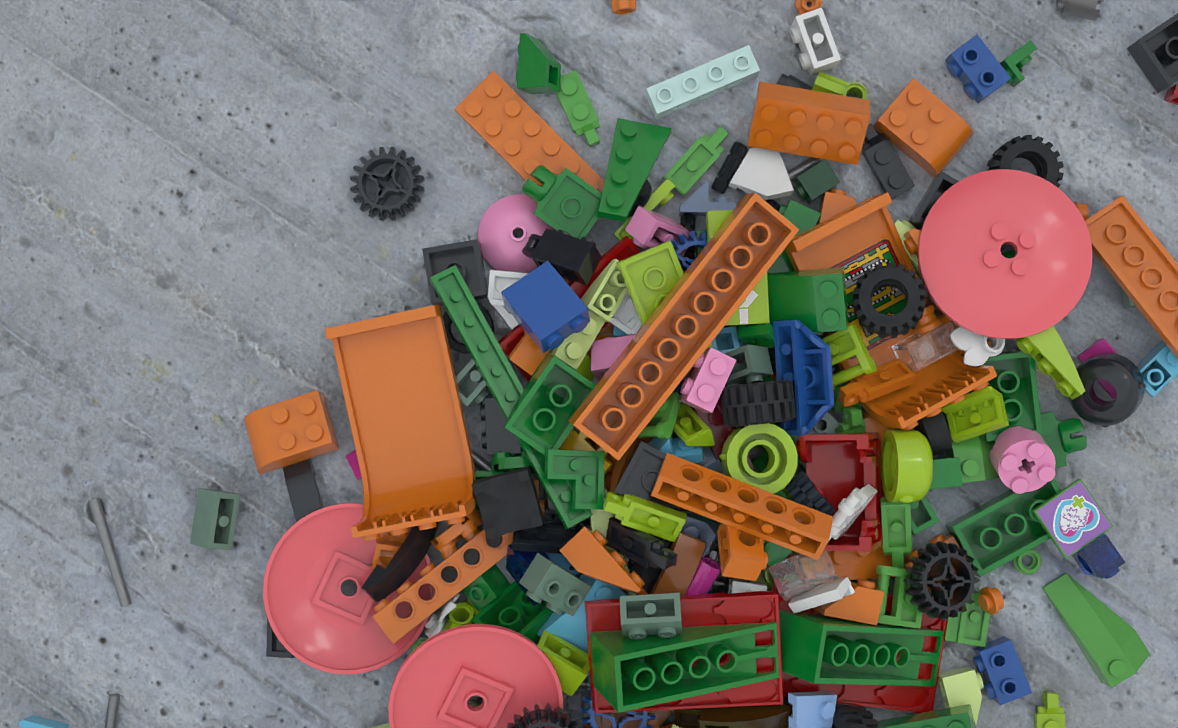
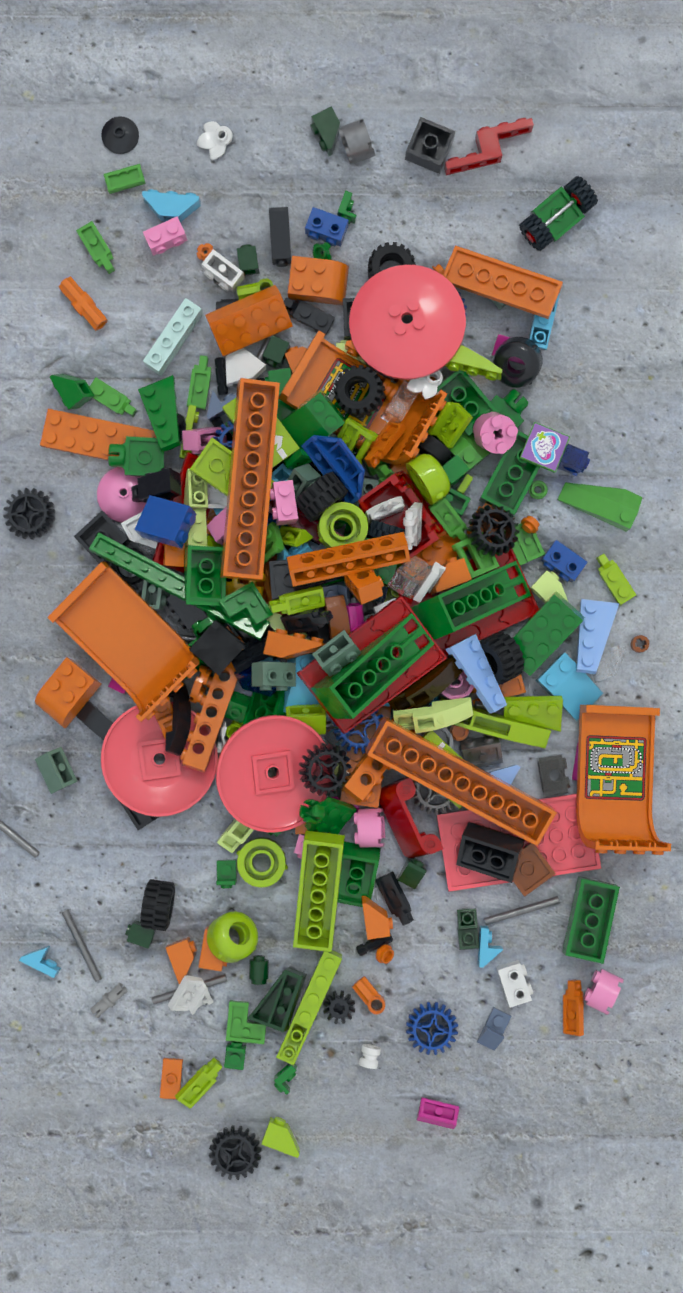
camera: 35 degrees left, 0 degrees up
(826, 469) = (385, 509): none -> white slope
(855, 47) = (248, 259): none -> dark green brick
(913, 44) = (280, 236): none -> black slope
(941, 496) = (465, 483): none -> lime tile
(948, 89) = (317, 249): none -> green plate

